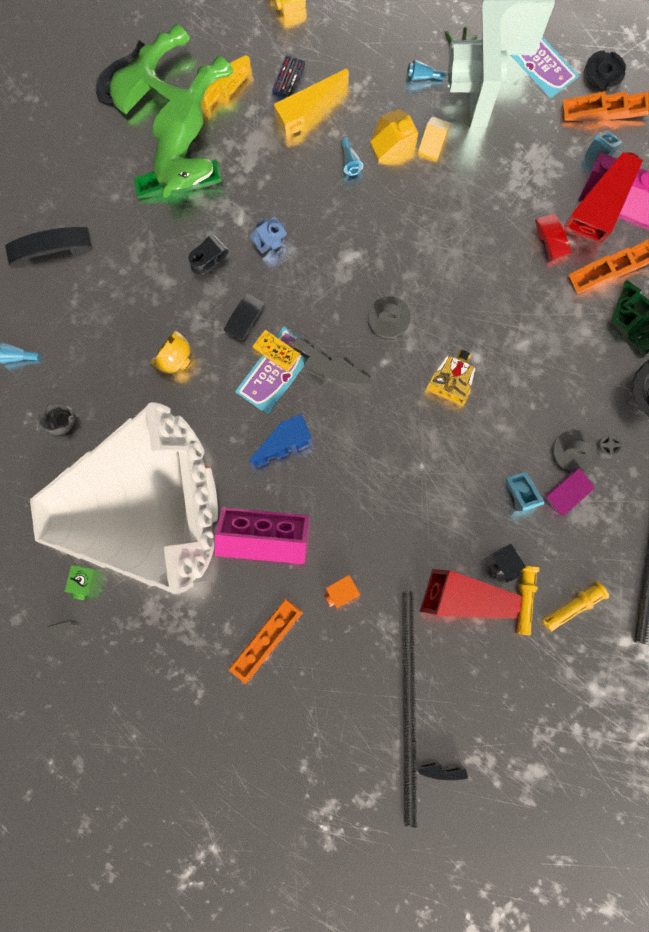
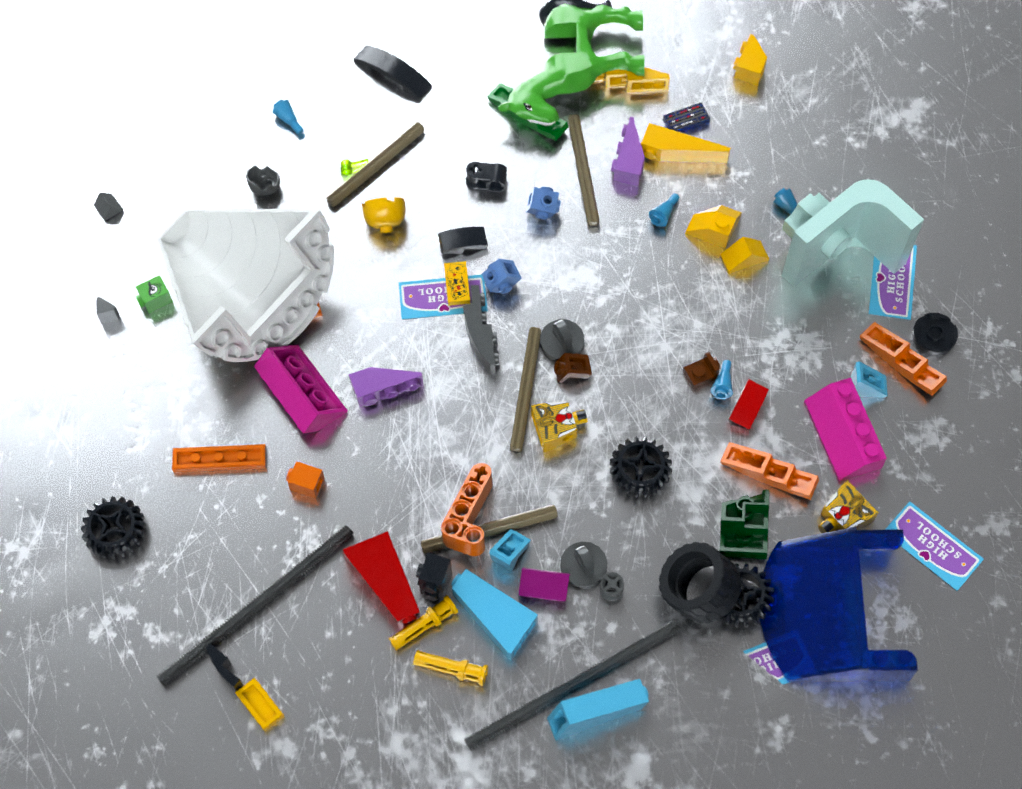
camera: 50 degrees right, 15 degrees down
(101, 347) = (347, 165): none -> clear neon green hand
(119, 325) = (375, 164): none -> dark tan axle
(264, 183) = (583, 170): none -> dark tan axle
(267, 762) = (105, 543): none -> black gear
(286, 437) = (391, 342): blue slope -> none
(288, 143) = (631, 158): none -> medium lavender slope
(303, 315) = (501, 276): none -> medium blue brick
(308, 477) = (380, 383): none -> medium lavender slope
(405, 375) = (525, 390): none -> dark tan axle
(418, 329) = (572, 366): none -> reddish brown bracket
(470, 492) = (470, 506): none -> orange beam
(489, 766) = (259, 704): none -> yellow tile
(492, 493) = (499, 526): none -> dark tan axle
(499, 243) = (702, 371): none -> reddish brown bracket
(524, 242) = (723, 386): none -> dark azure cone
(550, 337) = (620, 463): none -> black gear
(564, 542) = (495, 612): none -> medium azure slope
(603, 204) = (811, 410): red slope -> none

